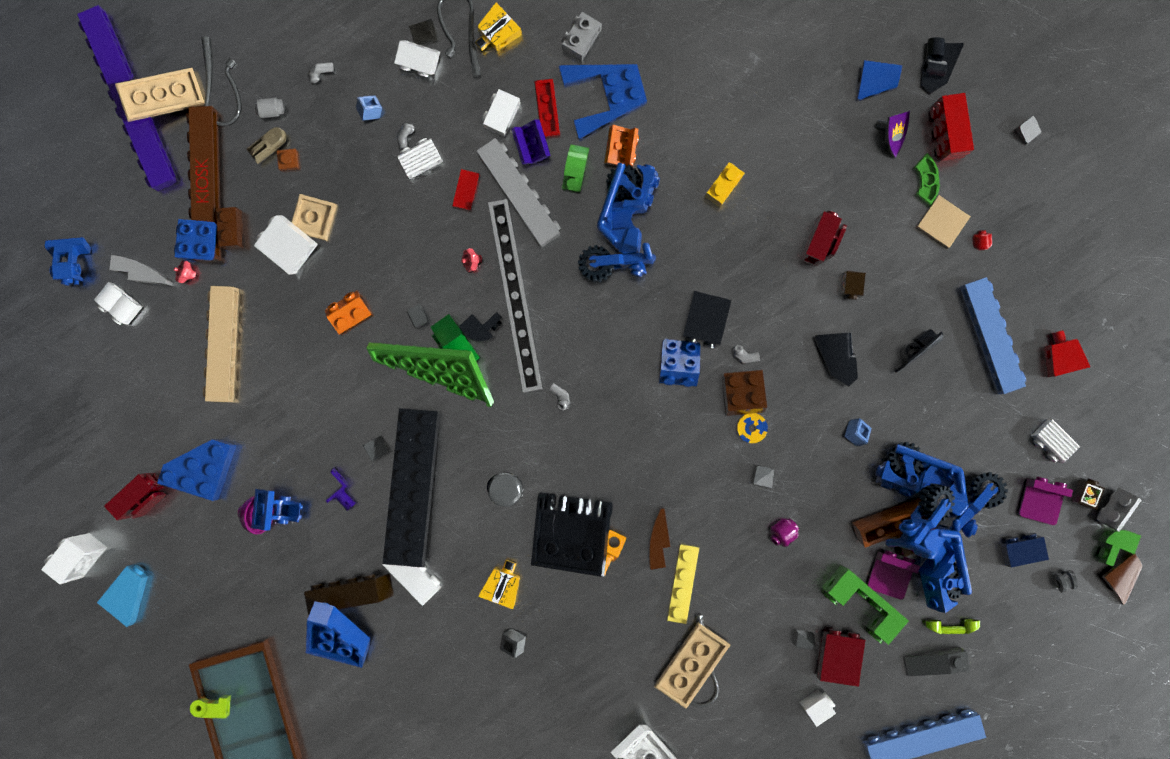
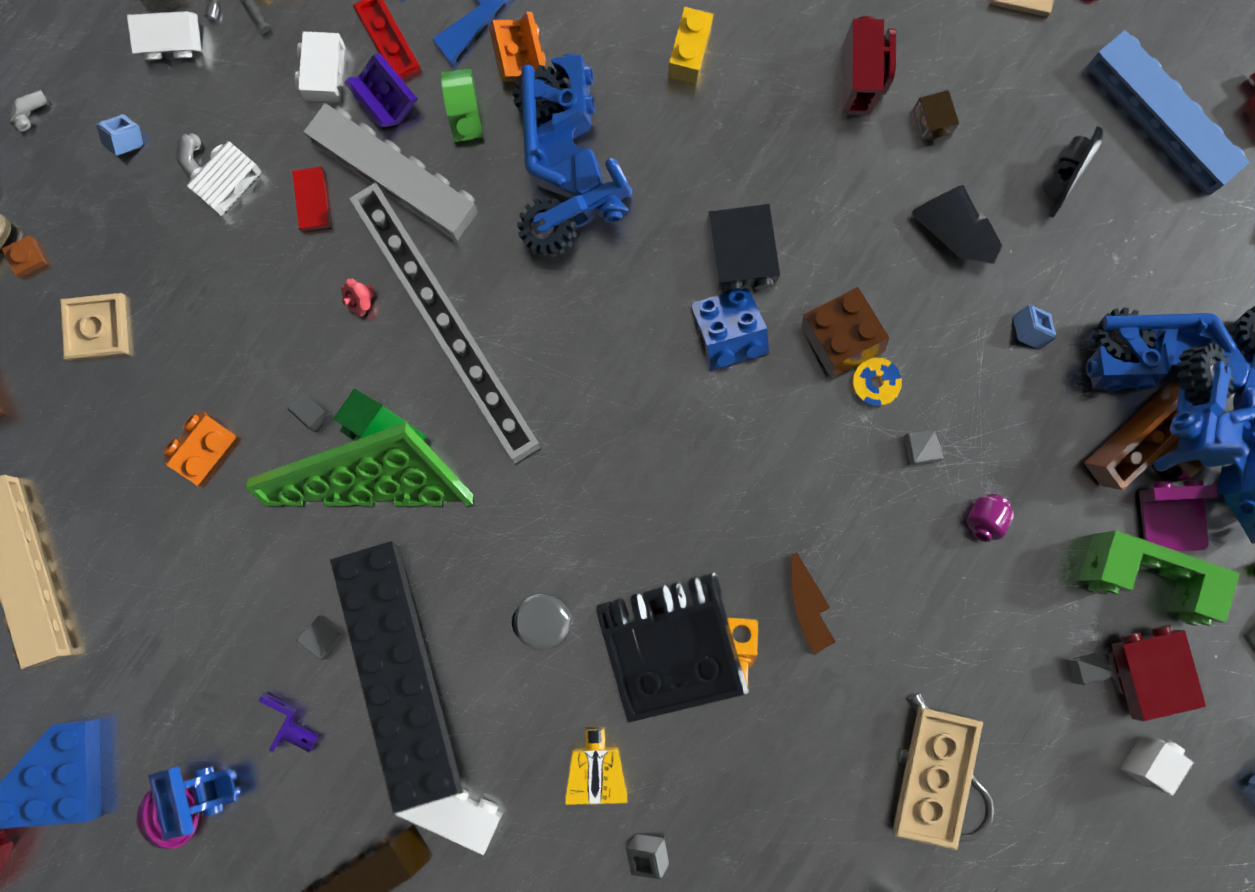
camera: 30 degrees left, 5 degrees down
(285, 244) = (63, 381): white brick -> none
(481, 332) = (411, 398): black brick -> none
(562, 397) = (574, 445): light grey arm -> none
(683, 584) = (870, 658): light yellow plate -> none
(744, 357) = (821, 283): light grey arm -> none

